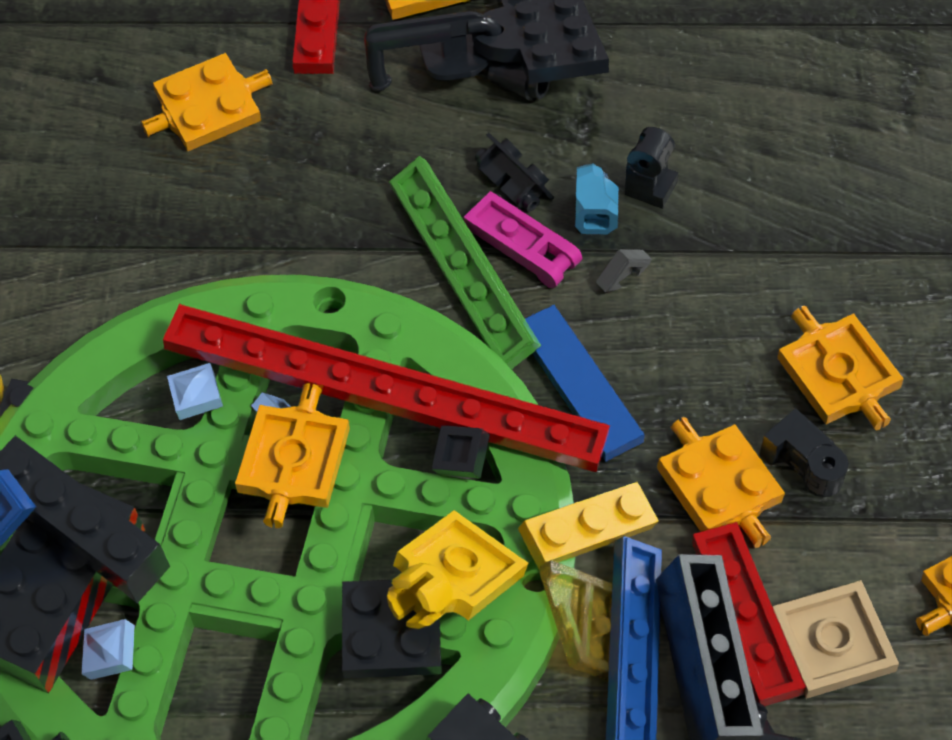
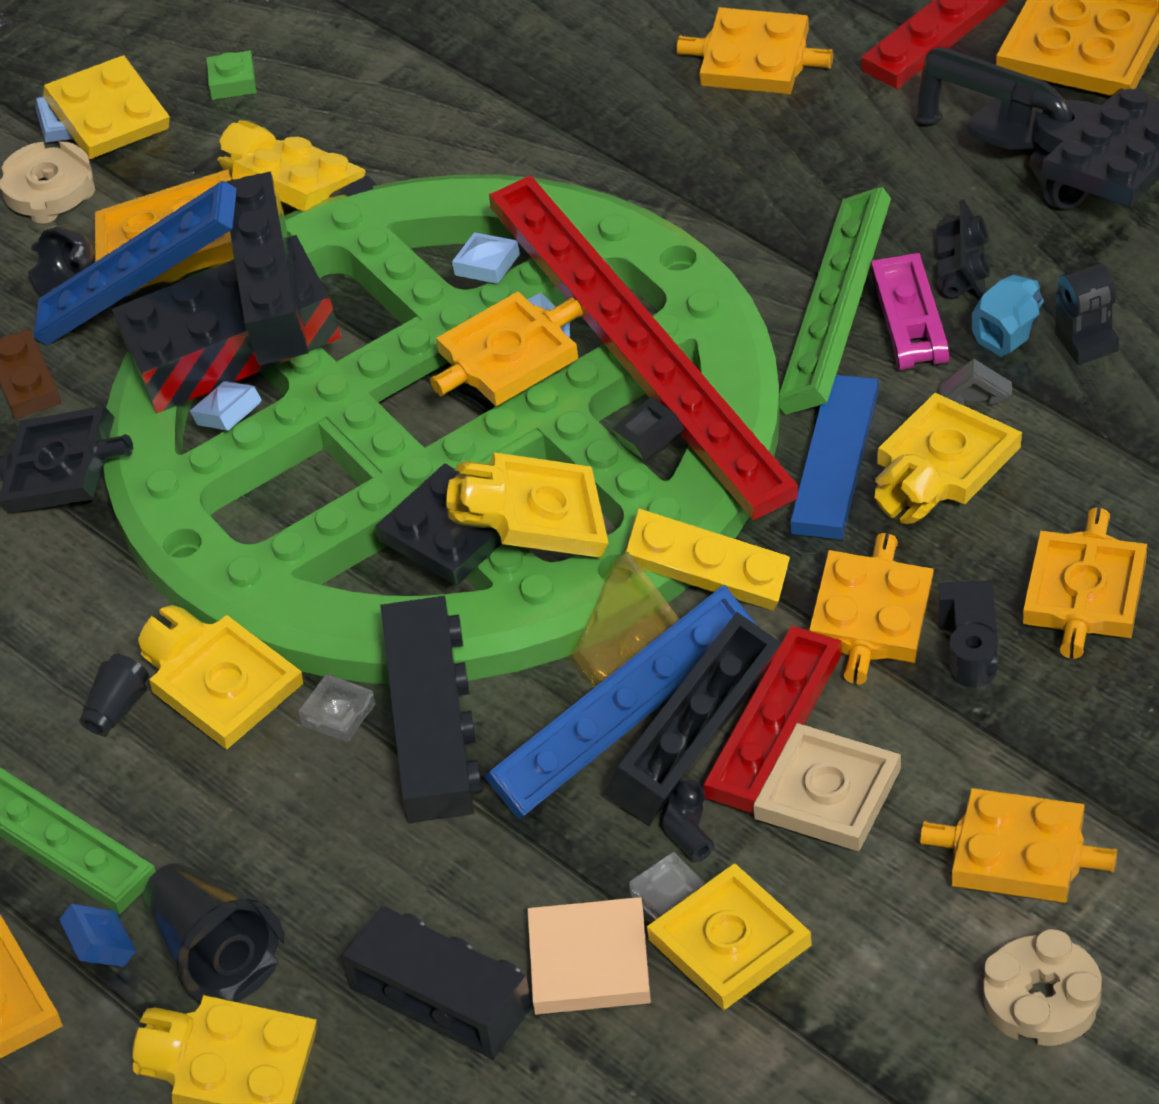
camera: 45 degrees right, 10 degrees down
(657, 337) = (940, 456): none -> yellow plate

